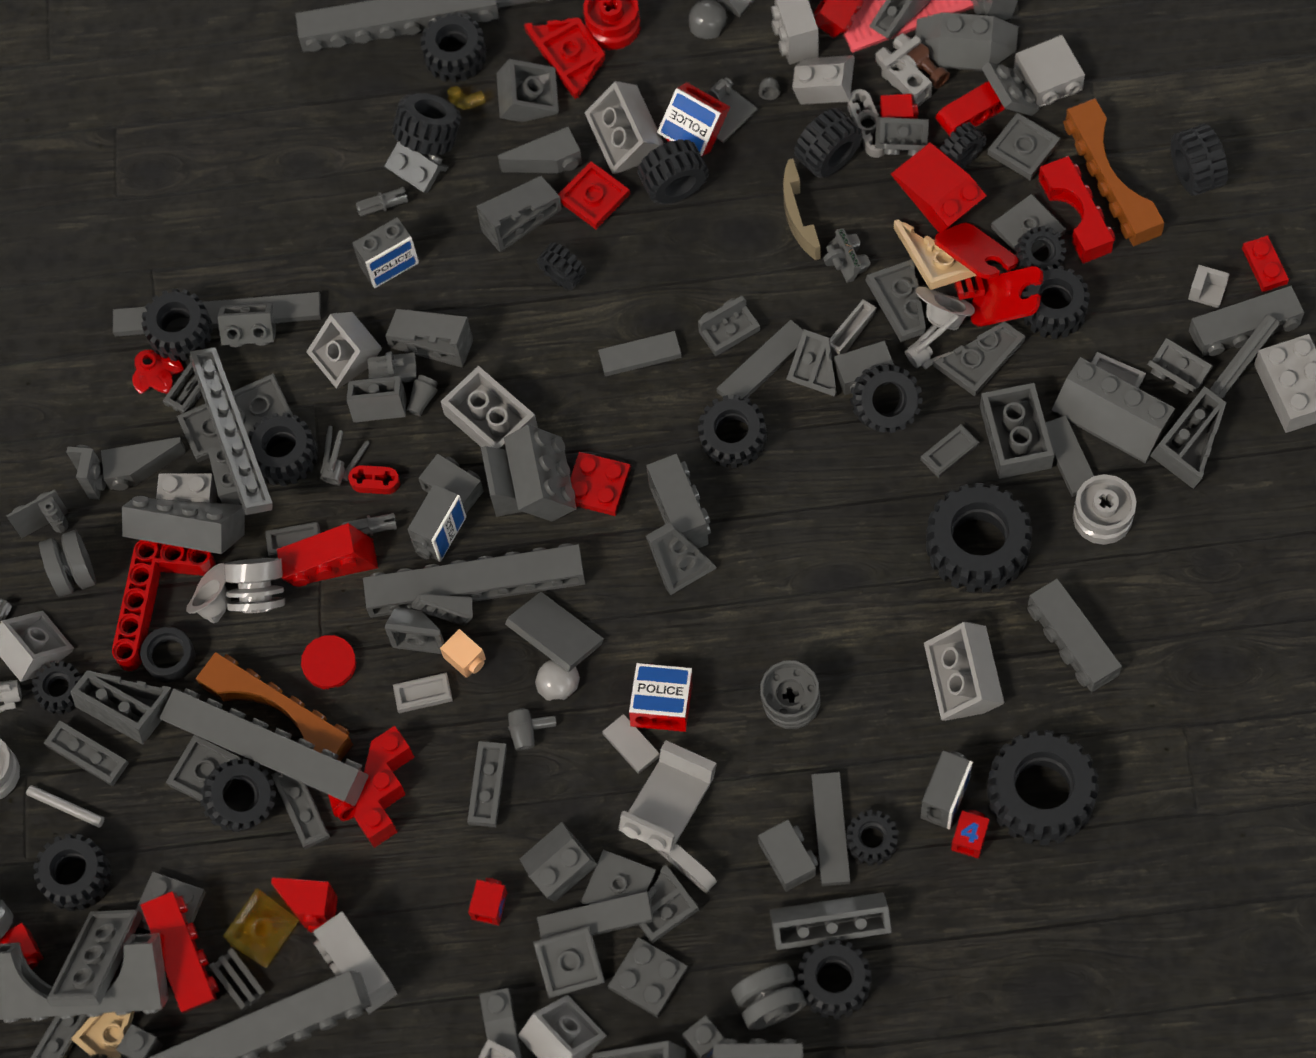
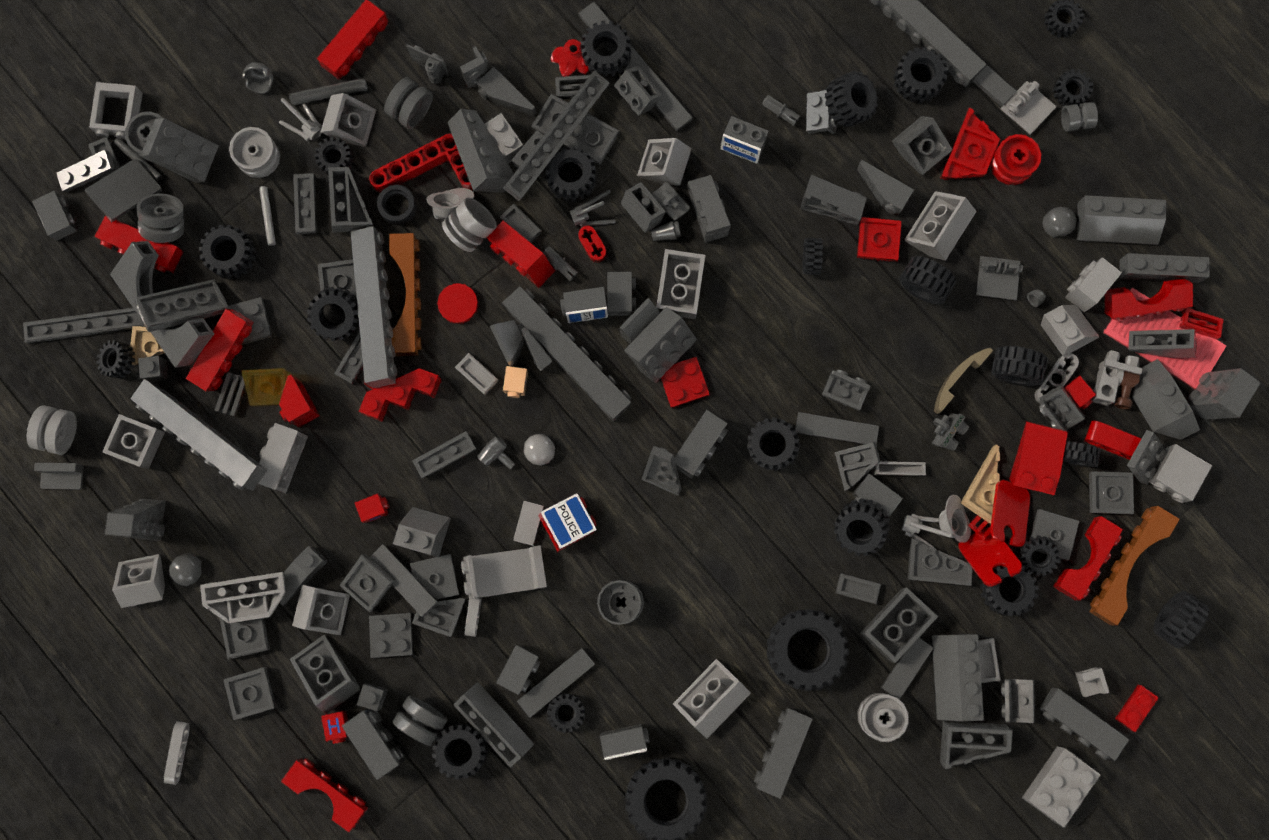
camera: 50 degrees right, 15 degrees up
(465, 101) = (888, 108): clear yellow arm -> none
(554, 631) = (566, 426): dark grey tile -> none
(640, 353) = (789, 346): dark grey tile -> none
(693, 117) = (975, 266): piece -> none
(897, 297) = (944, 480): dark grey wing -> none
(970, 833) = (608, 772): red brick -> none
(1244, 356) = (1053, 740): dark grey axle -> none

